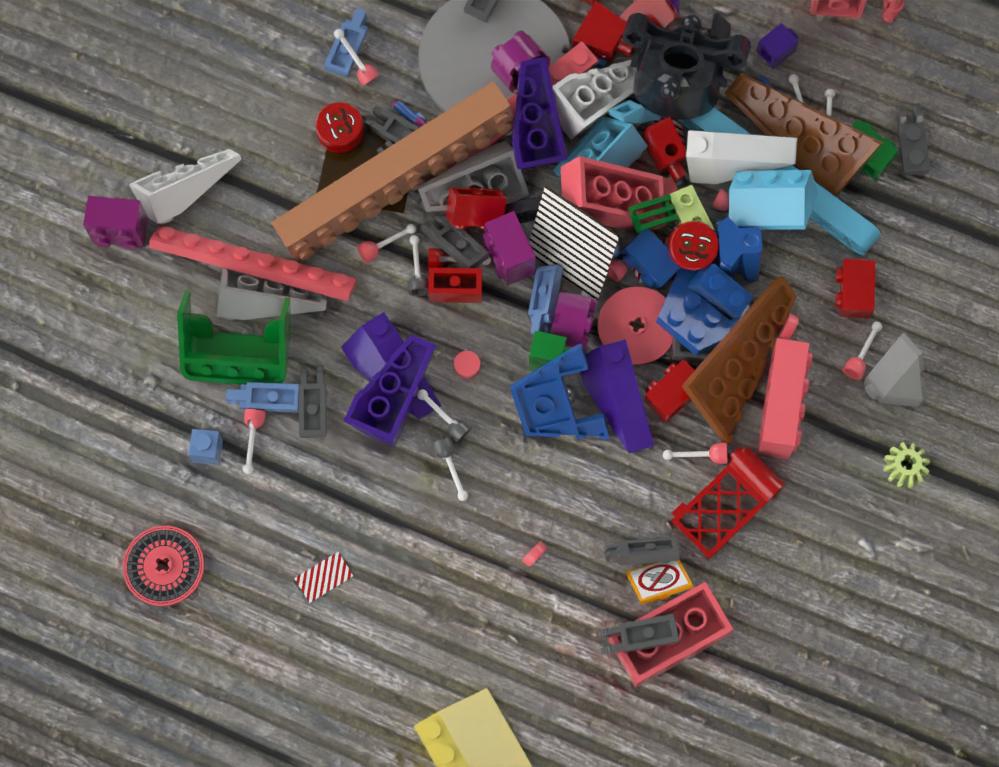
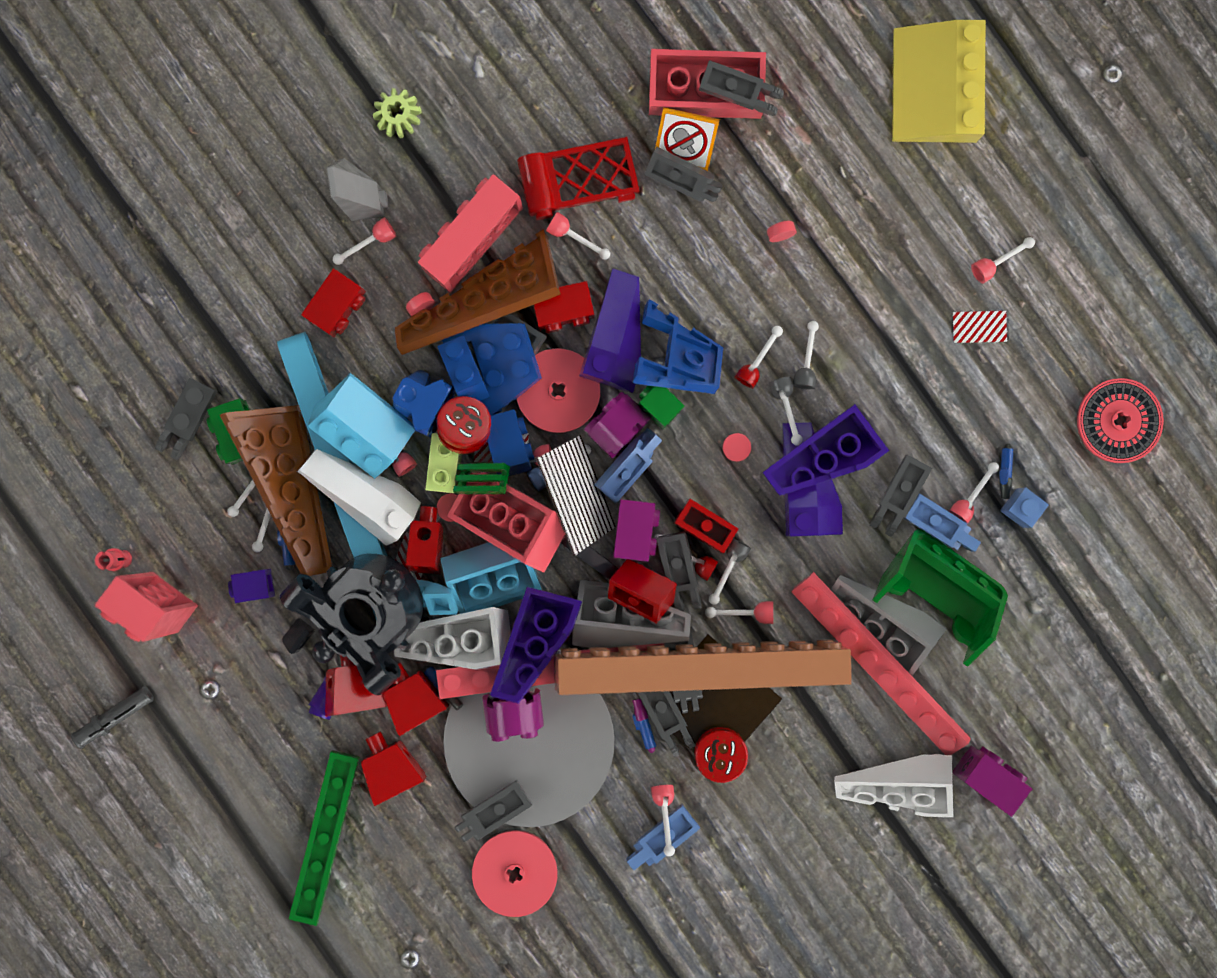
camera: 150 degrees left, 15 degrees up
(235, 469) = (1005, 476): none -> blue piece
(346, 624) = (986, 268): none -> coral hinge
(491, 425) = (749, 374): none -> hinge

